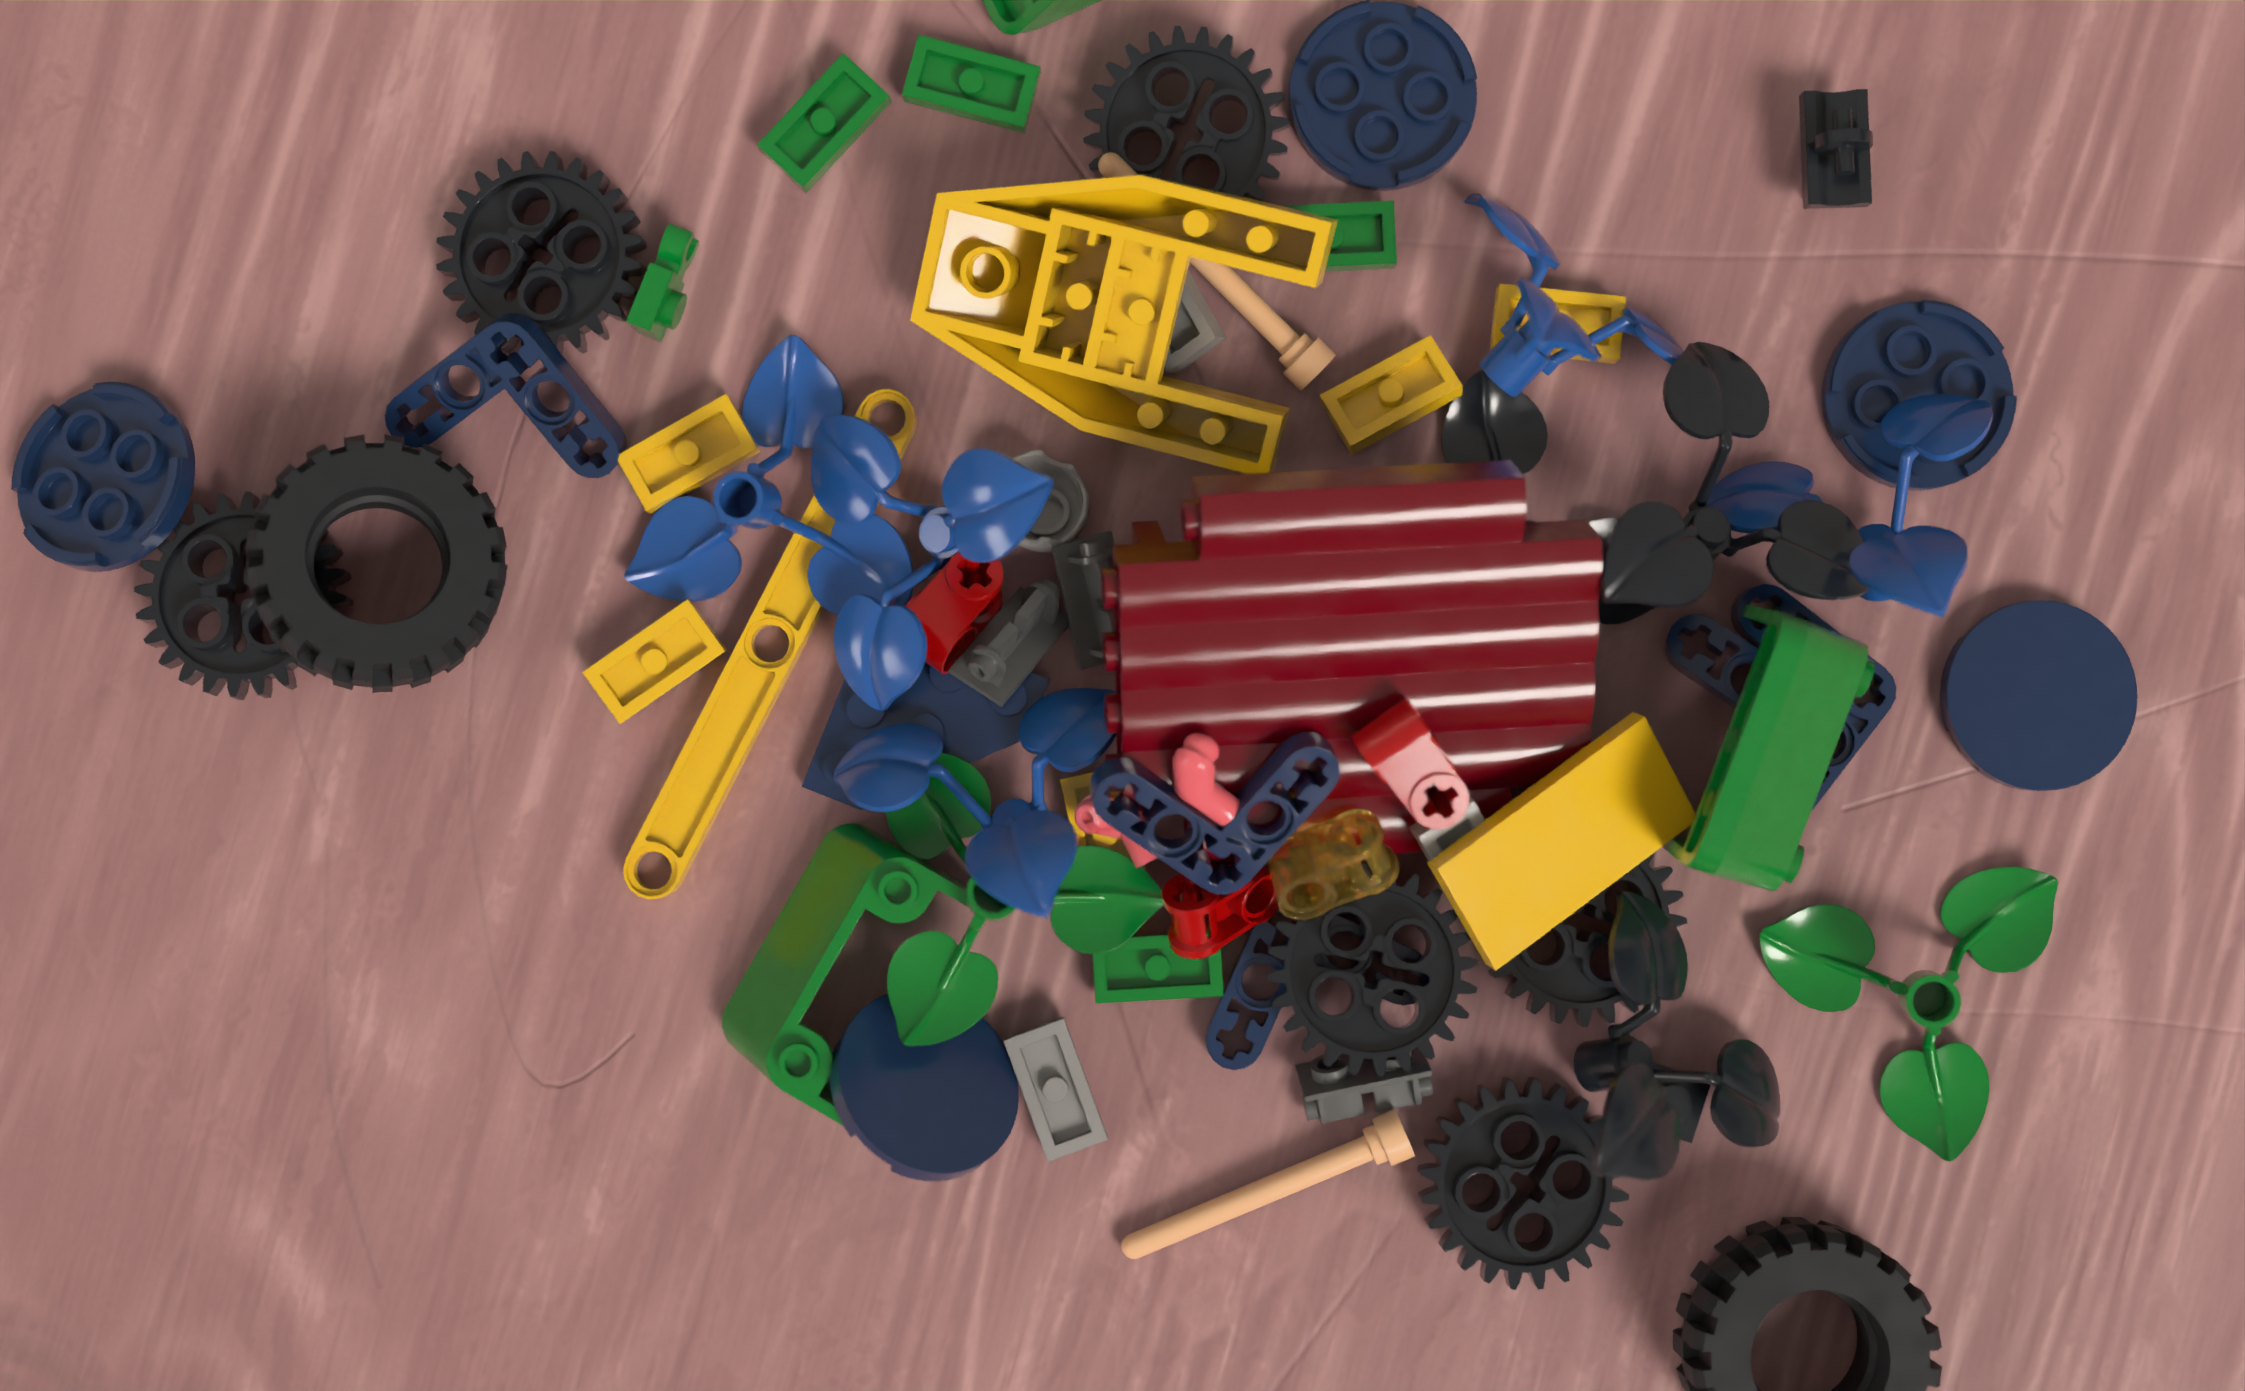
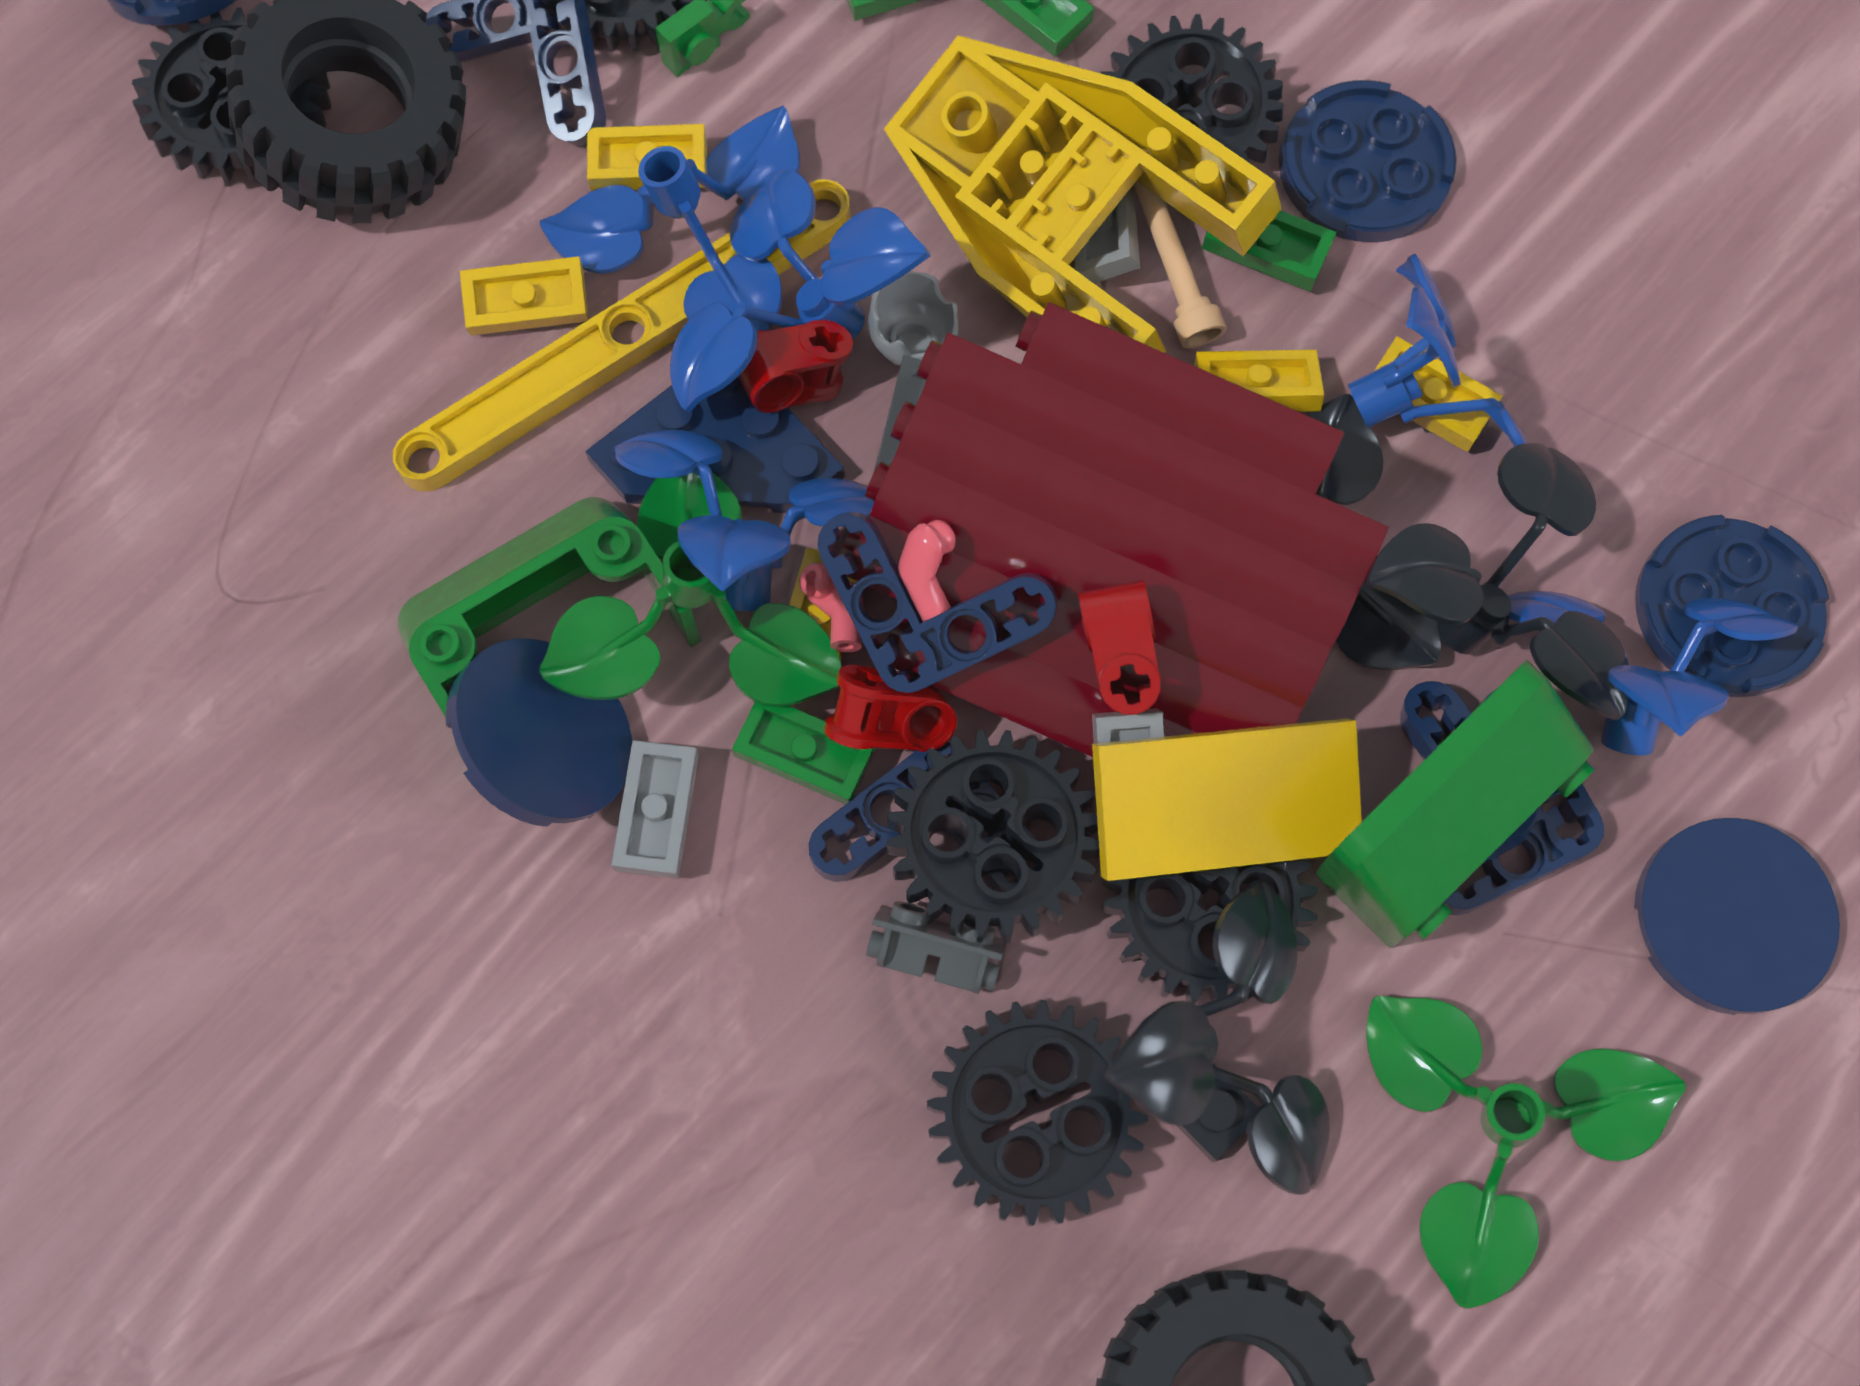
camera: 30 degrees right, 15 degrees down
(1013, 642) = (829, 418): dark grey hinge -> none
(1325, 867) = (1009, 709): clear yellow piece -> none
(1381, 1141) = (923, 1008): light nougat piece -> none
(1835, 149) = (1742, 366): black hips -> none

